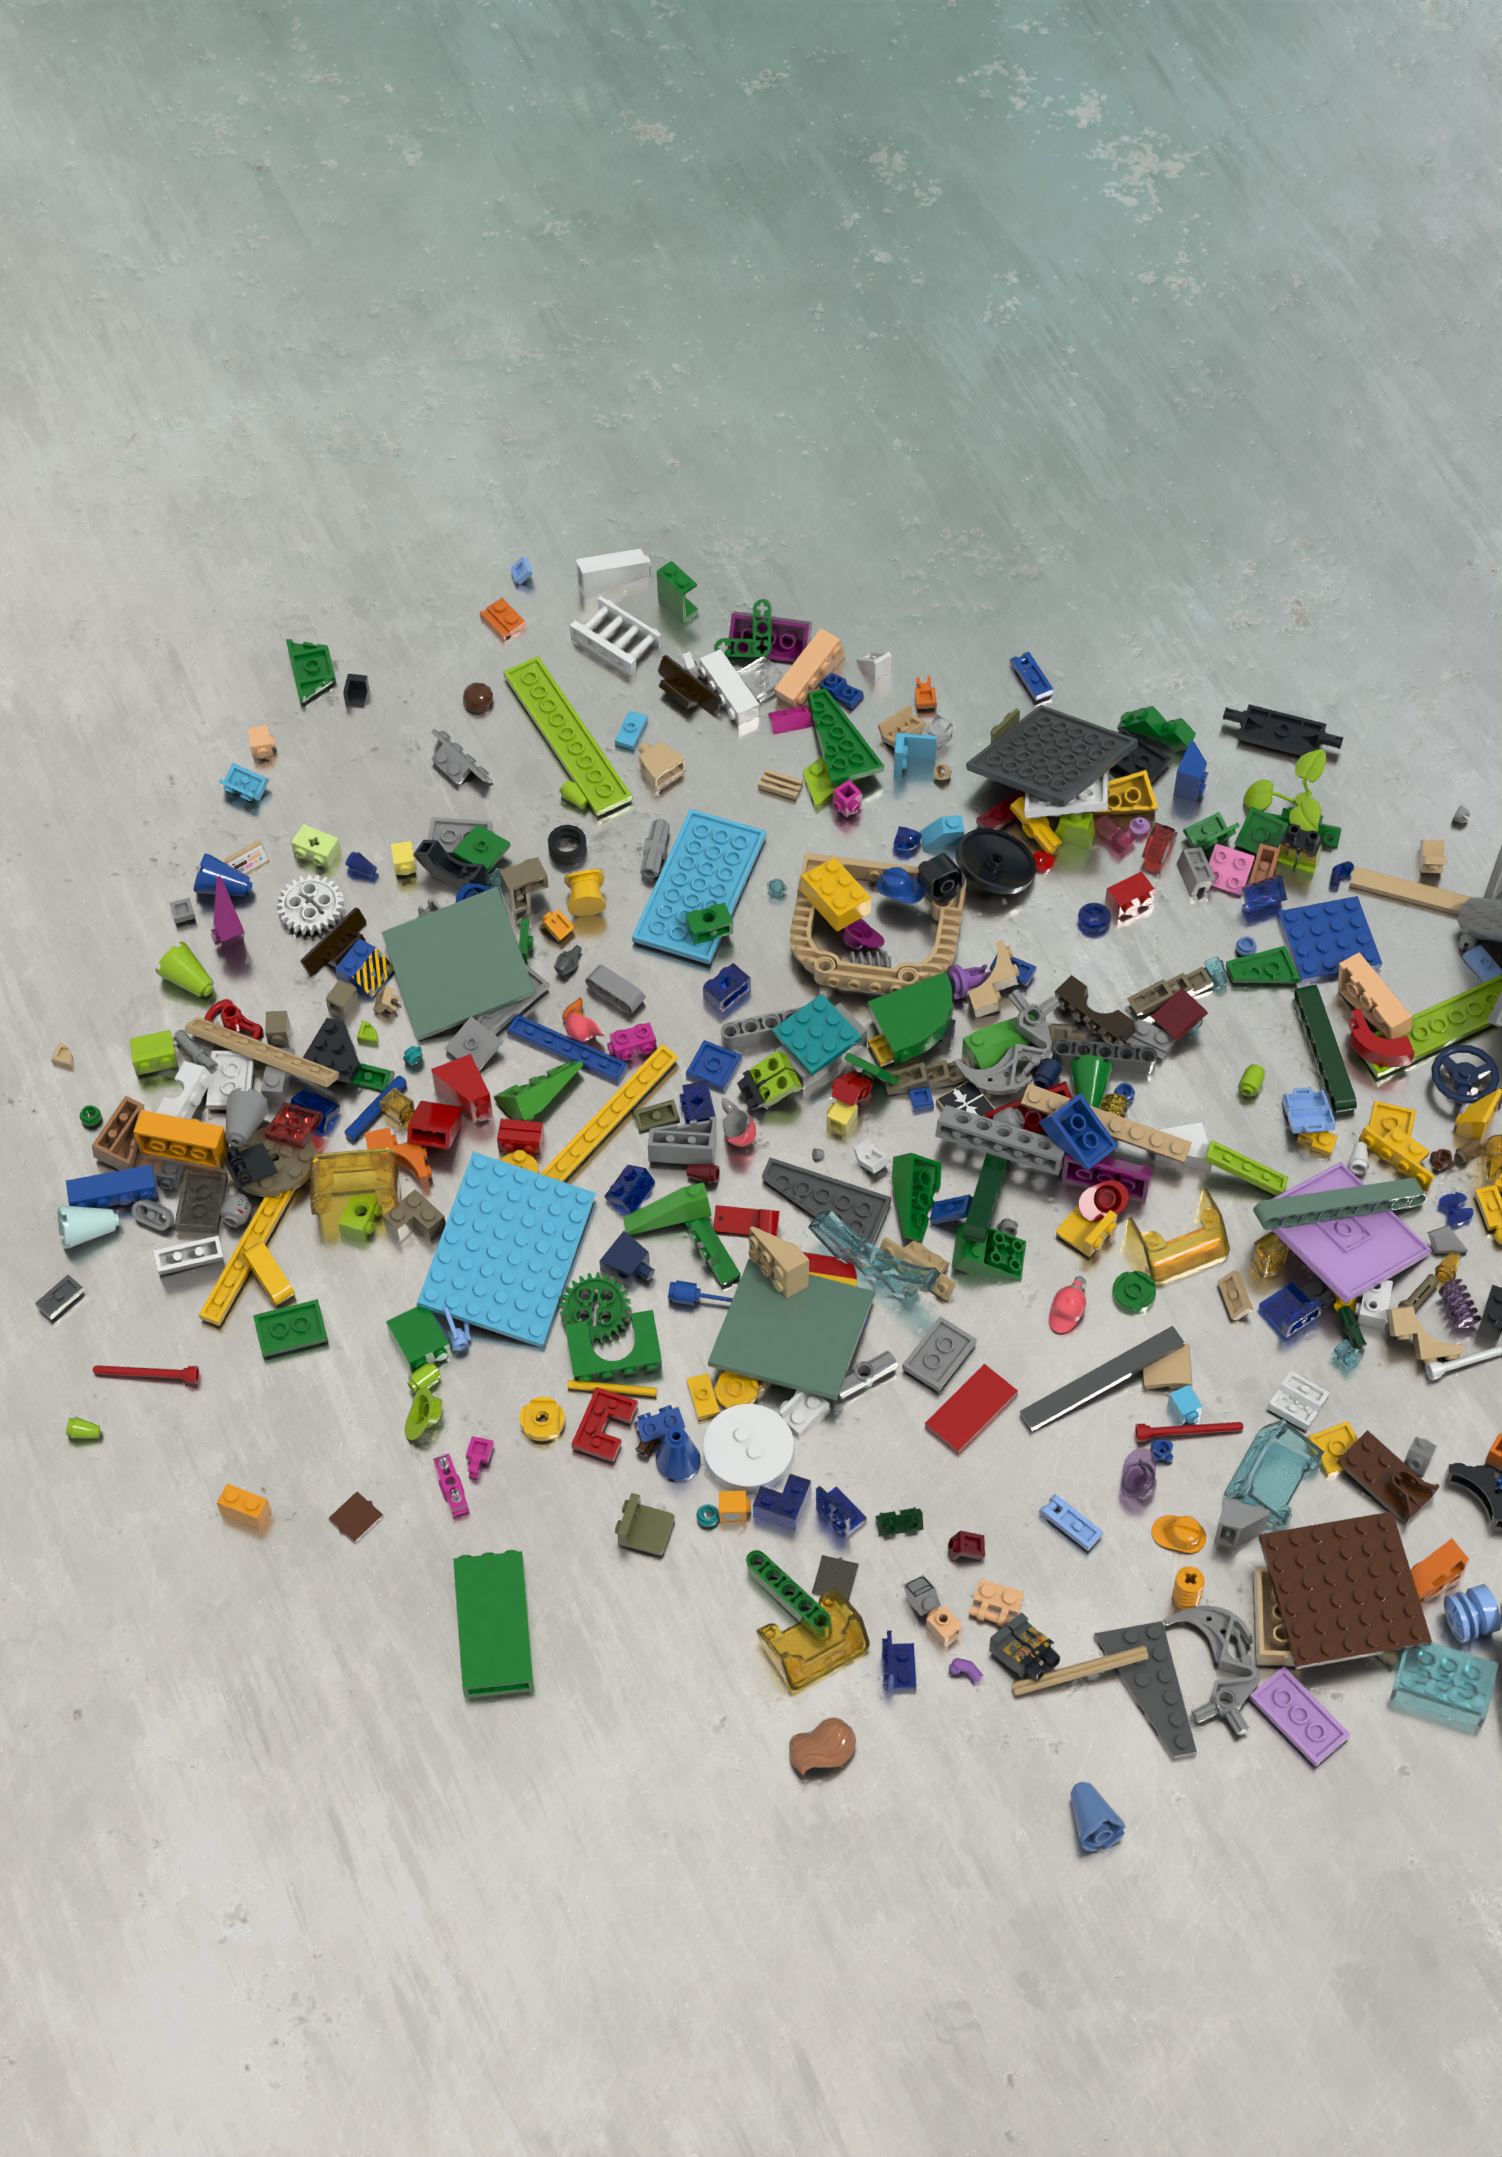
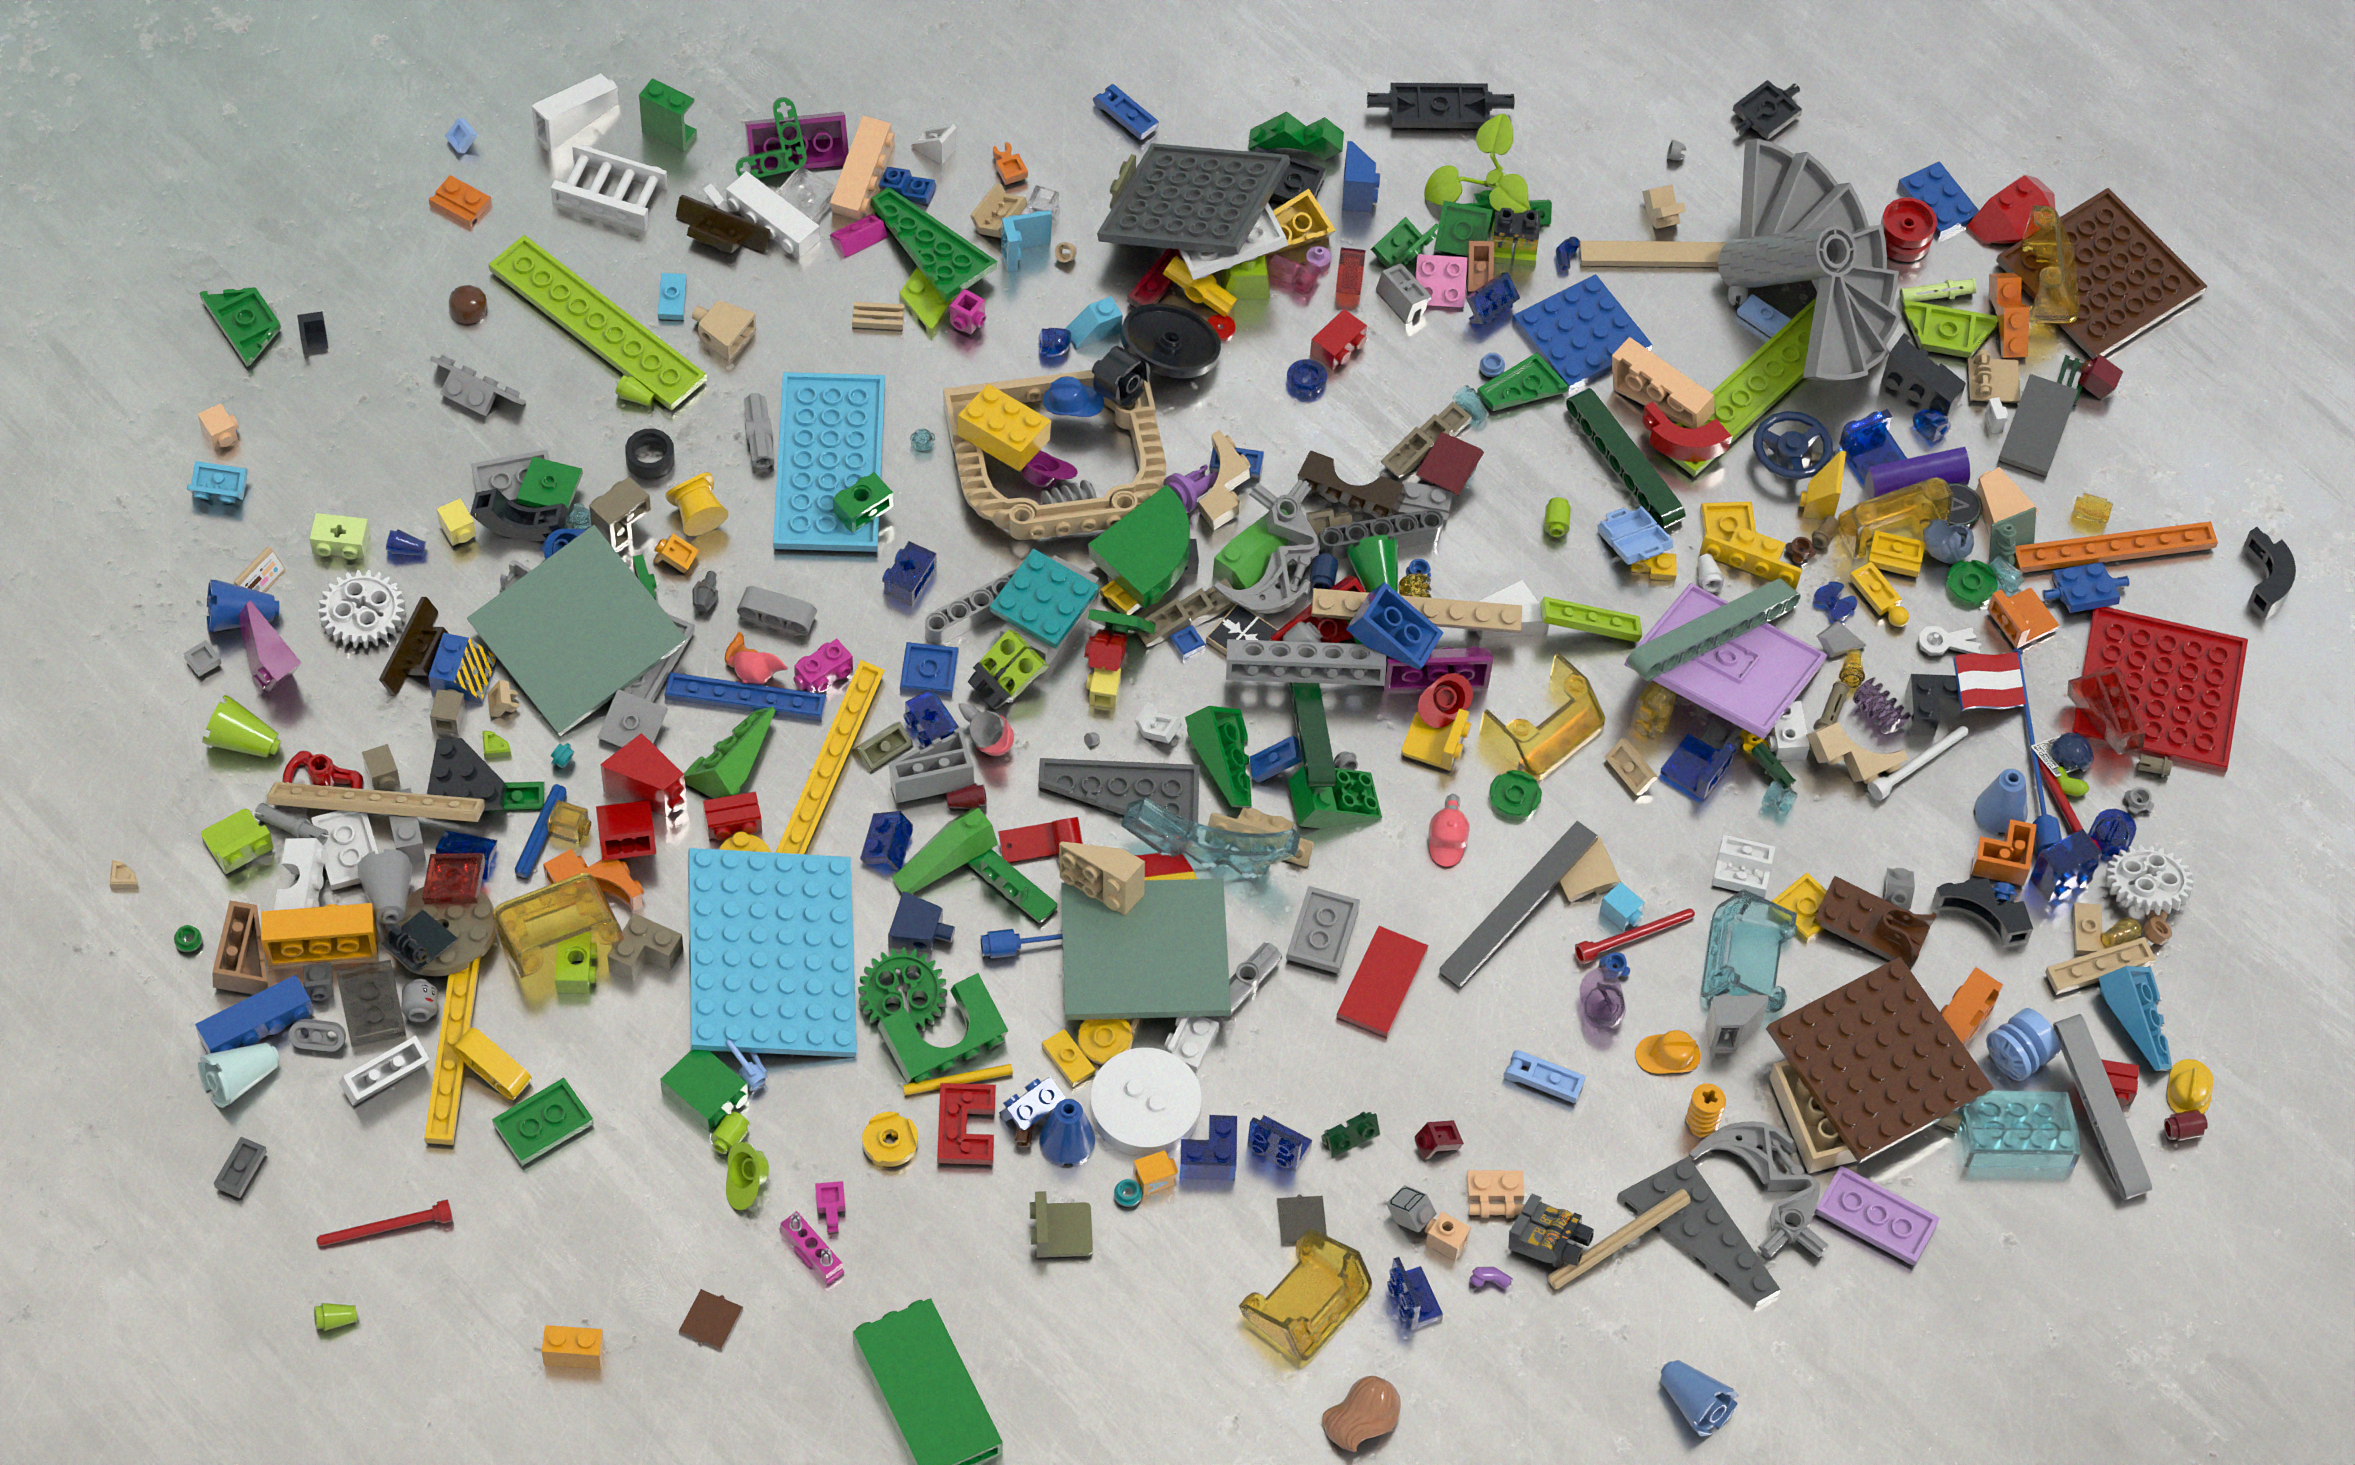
camera: 25 degrees left, 0 degrees up
(785, 1584) = (1251, 1242): green beam -> none

